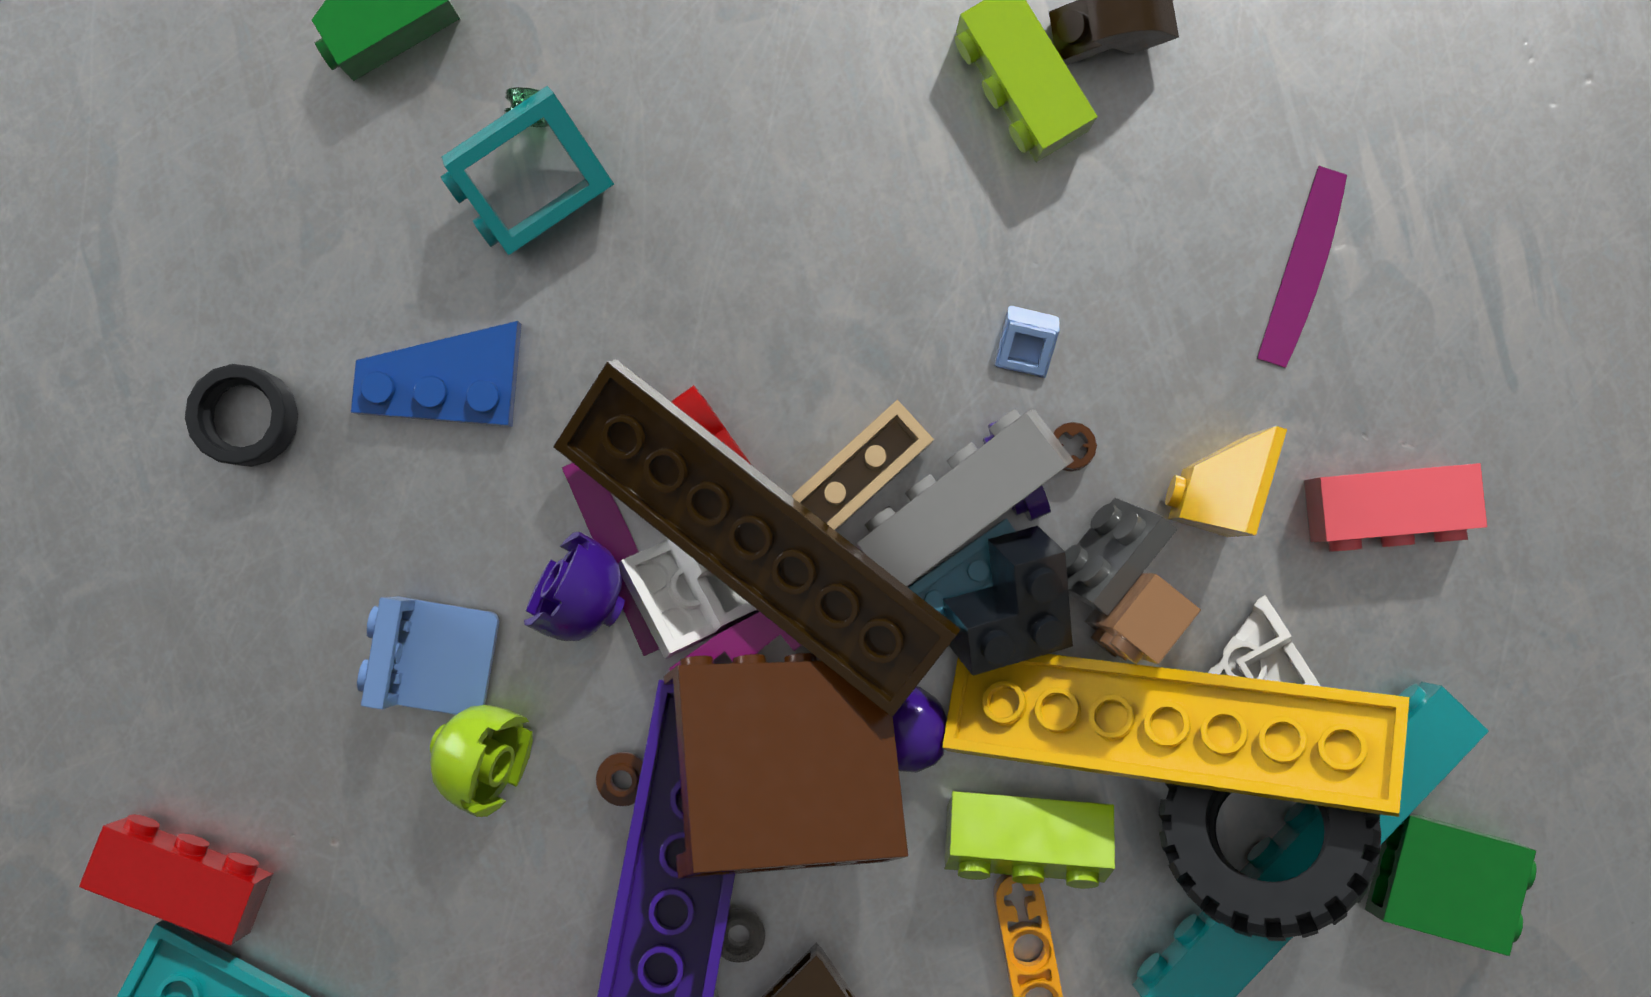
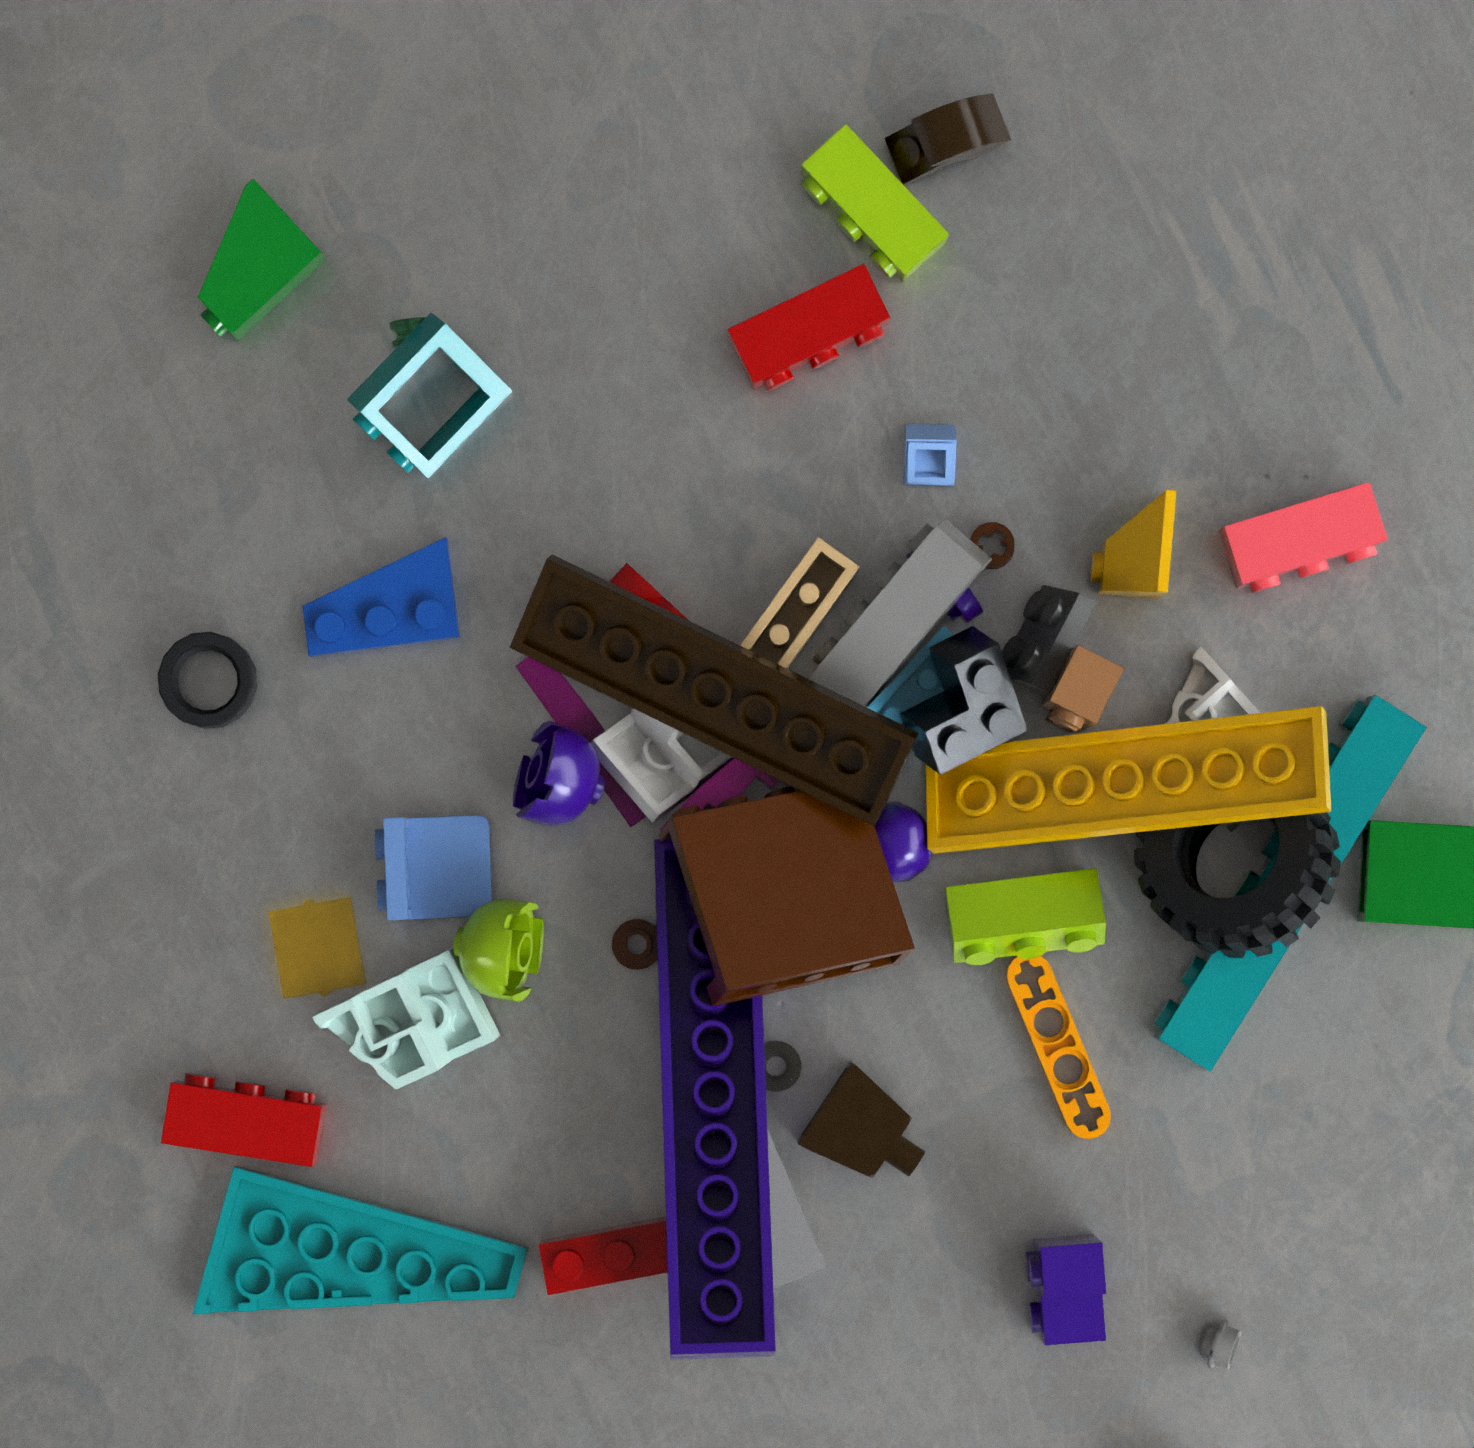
camera: 10 degrees left, 0 degrees up
(297, 712) = (317, 947): none -> clear yellow piece
(374, 810) = (413, 1020): none -> light aqua slope
(933, 185) = (809, 328): none -> red brick
(1304, 267) = (1177, 328): magenta sticker -> none

